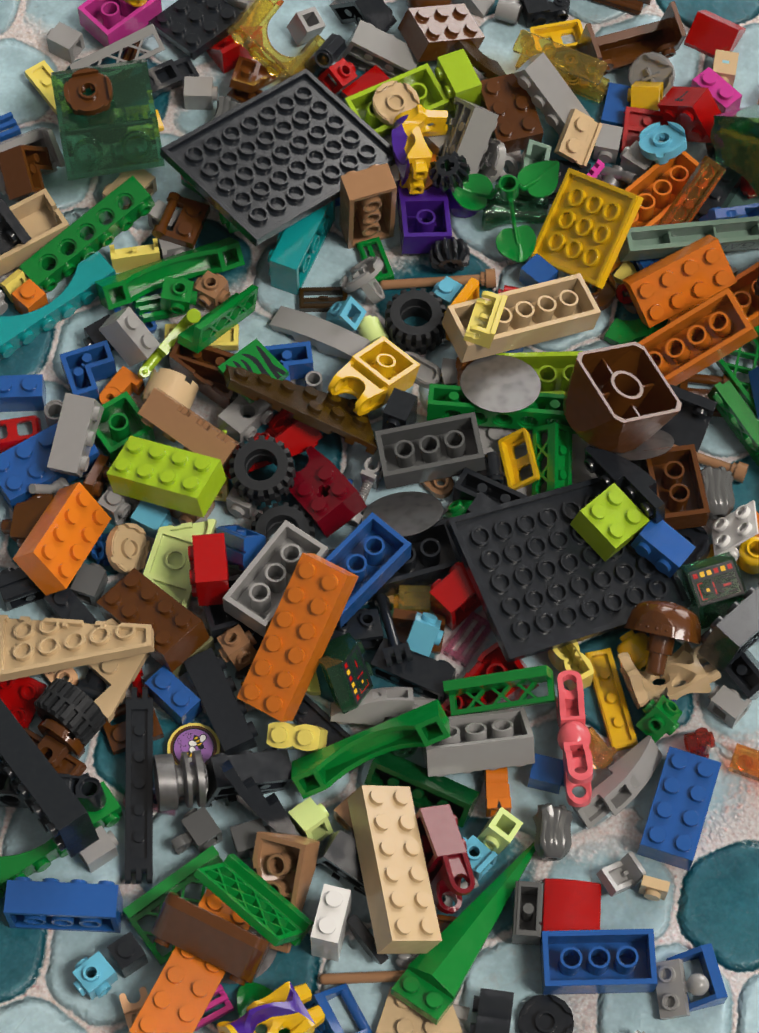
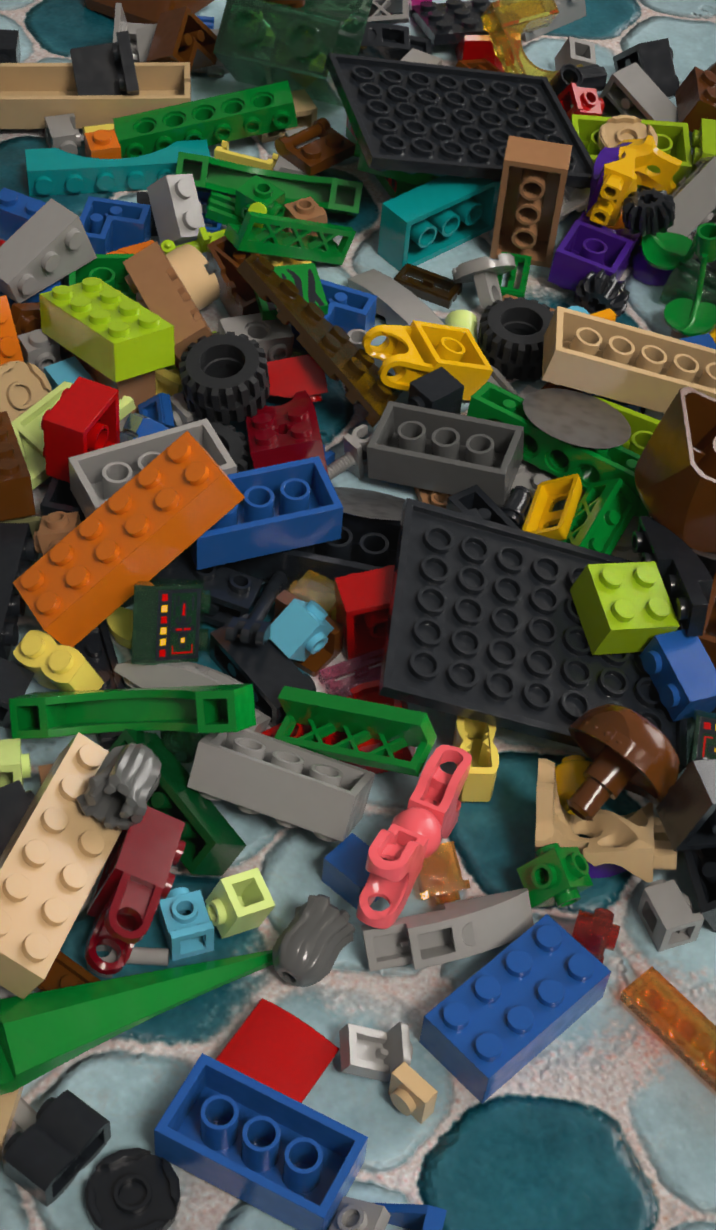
camera: 25 degrees right, 15 degrees down
(224, 513) = (158, 409): none -> blue tile
(341, 312) = (443, 296): medium azure brick -> none
(411, 806) = (122, 786): none -> dark grey piece
(485, 319) = (596, 335): light yellow hinge -> none
(497, 791) = (276, 856): orange leg -> none
(527, 913) = (203, 1023): dark grey brick -> none
(612, 700) = (505, 831): yellow tile -> none

